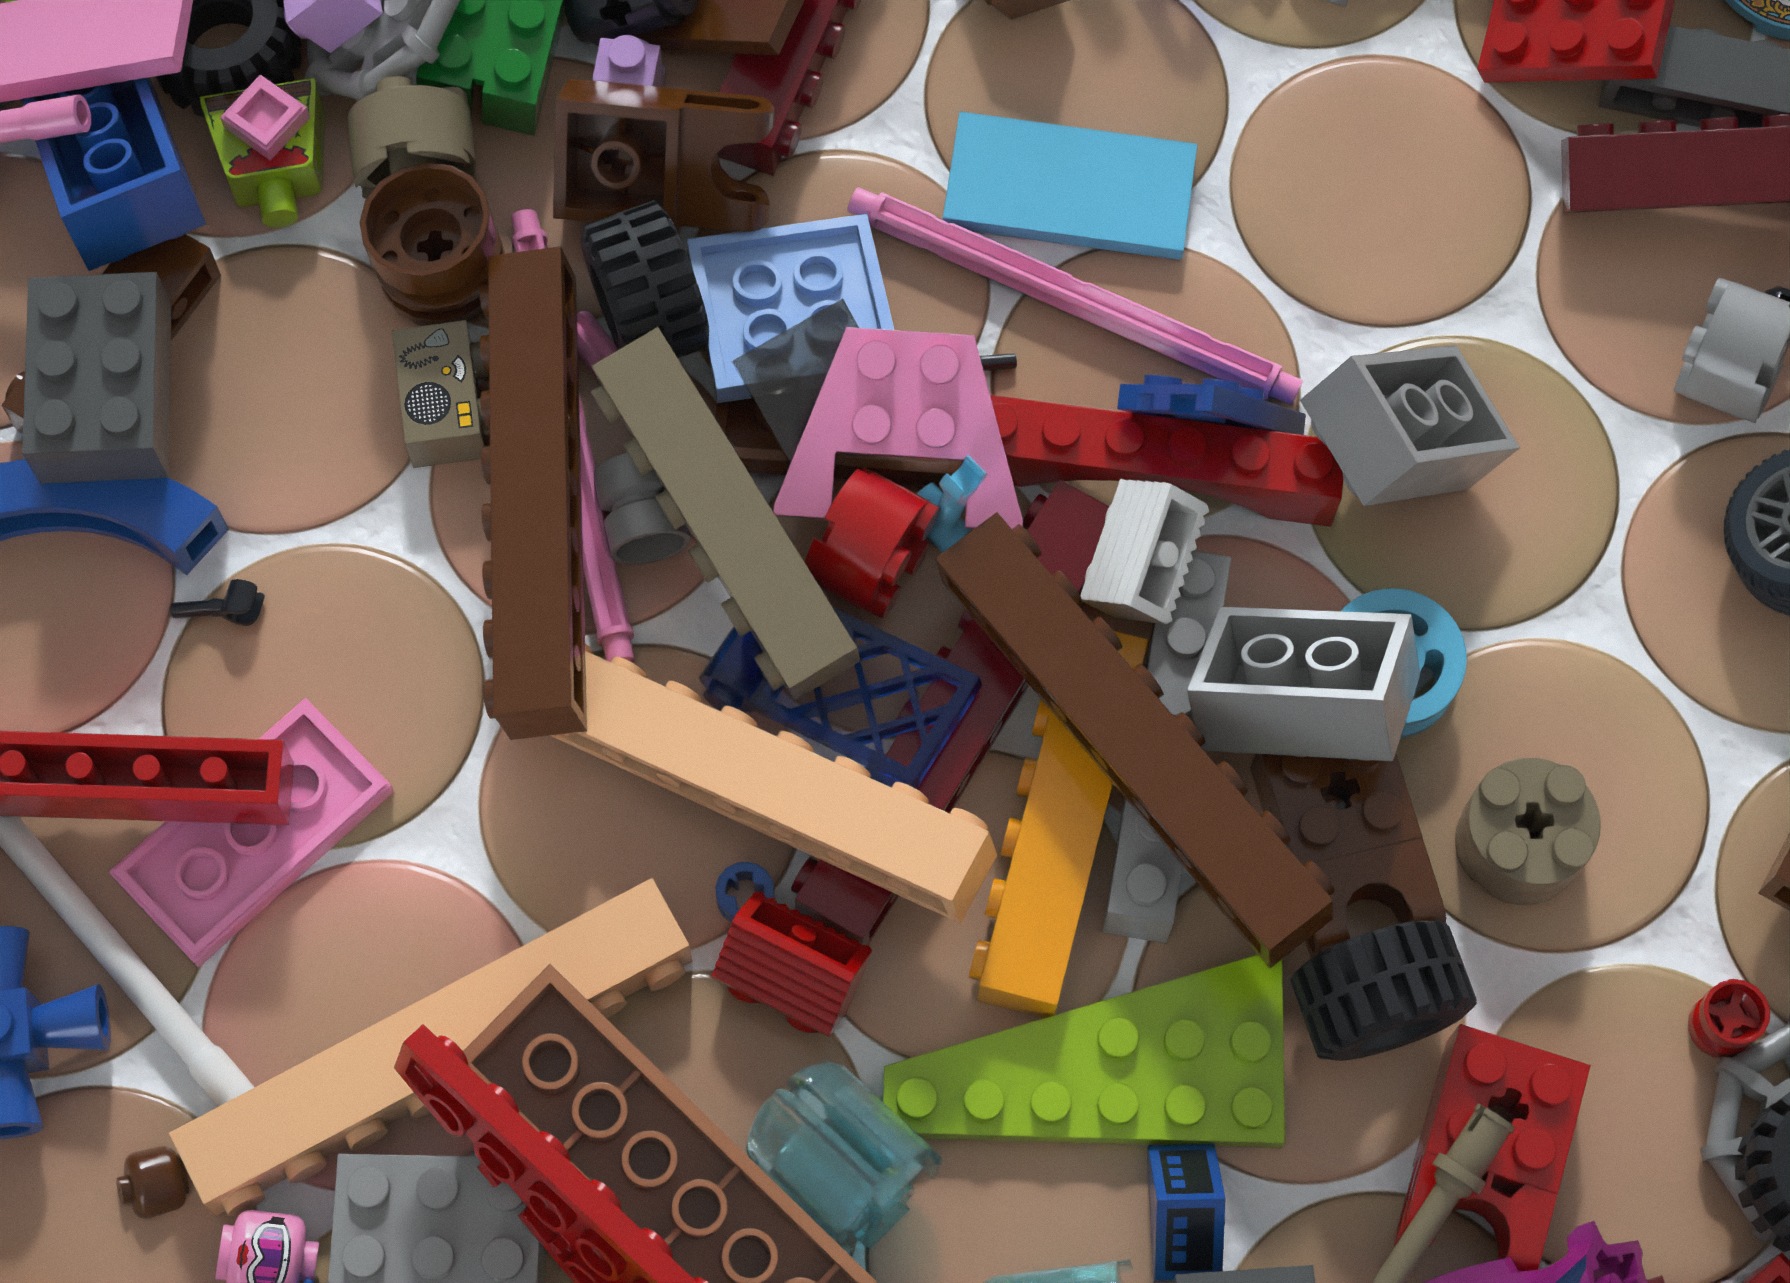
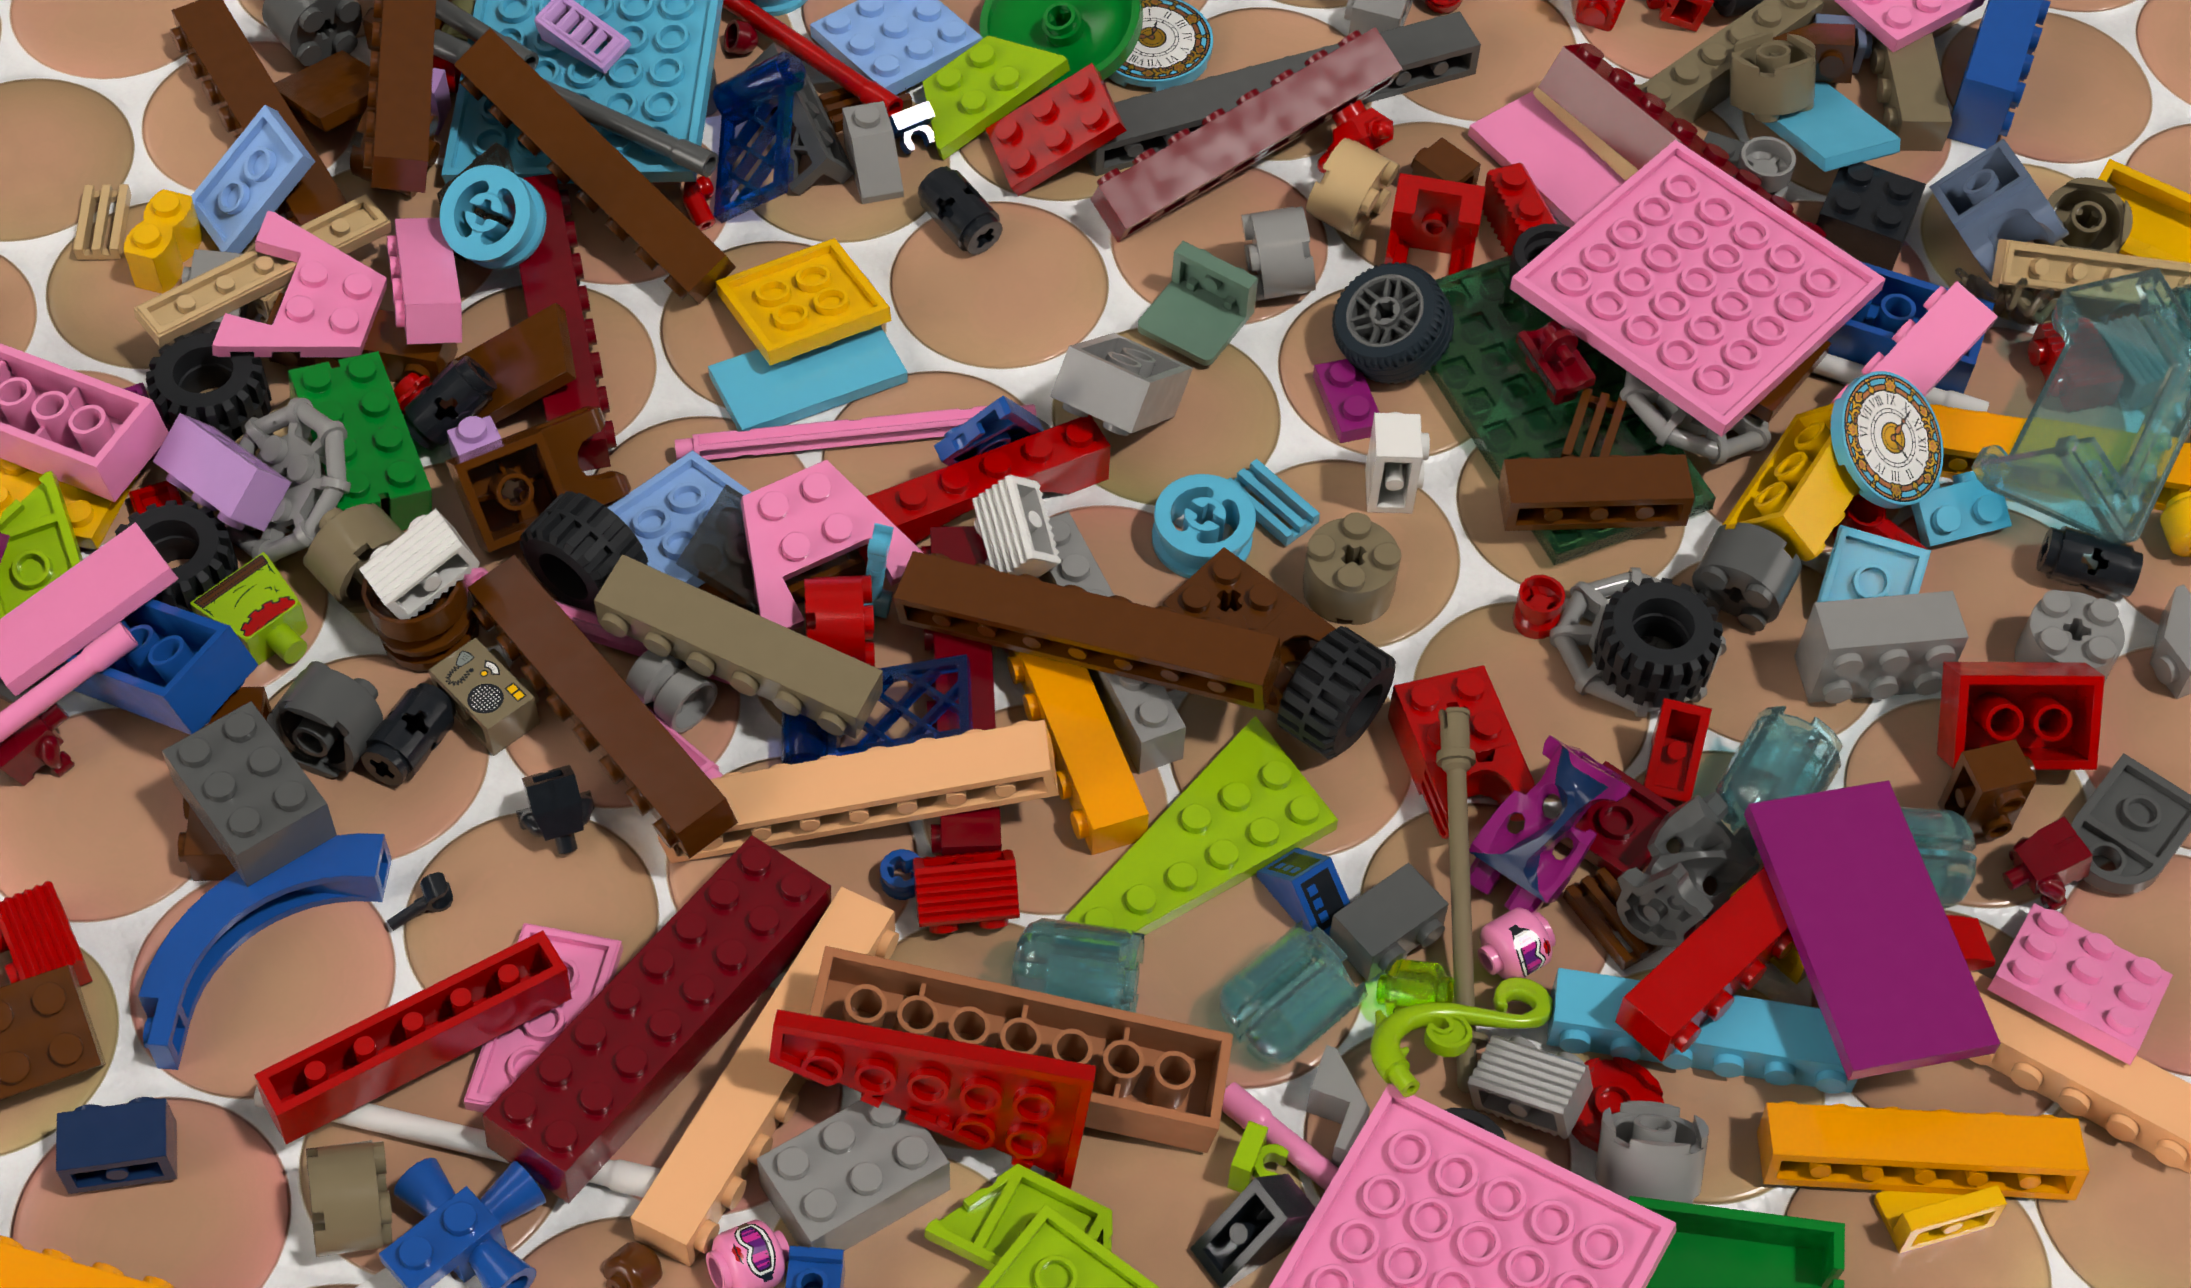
camera: 35 degrees left, 15 degrees down
(249, 327) = (326, 719): none -> dark grey brick
(265, 117) = (248, 589): bright pink tile -> none
(300, 414) = (409, 734): none -> black piece
(357, 910) = (656, 1019): none -> dark red brick
(422, 580) = (555, 807): none -> black piece
(436, 206) = (419, 565): none -> white brick
(1121, 89) = (803, 301): none -> yellow plate
(1305, 683) = (1170, 543): light grey brick -> none
(1391, 46) = (960, 210): none -> black piece
(1492, 626) = (1279, 500): none -> medium azure tile
(1592, 365) = (1200, 305): none -> sand green bracket
(1681, 723) = (1395, 462): none -> white brick
(1693, 595) = (1346, 399): none -> magenta plate

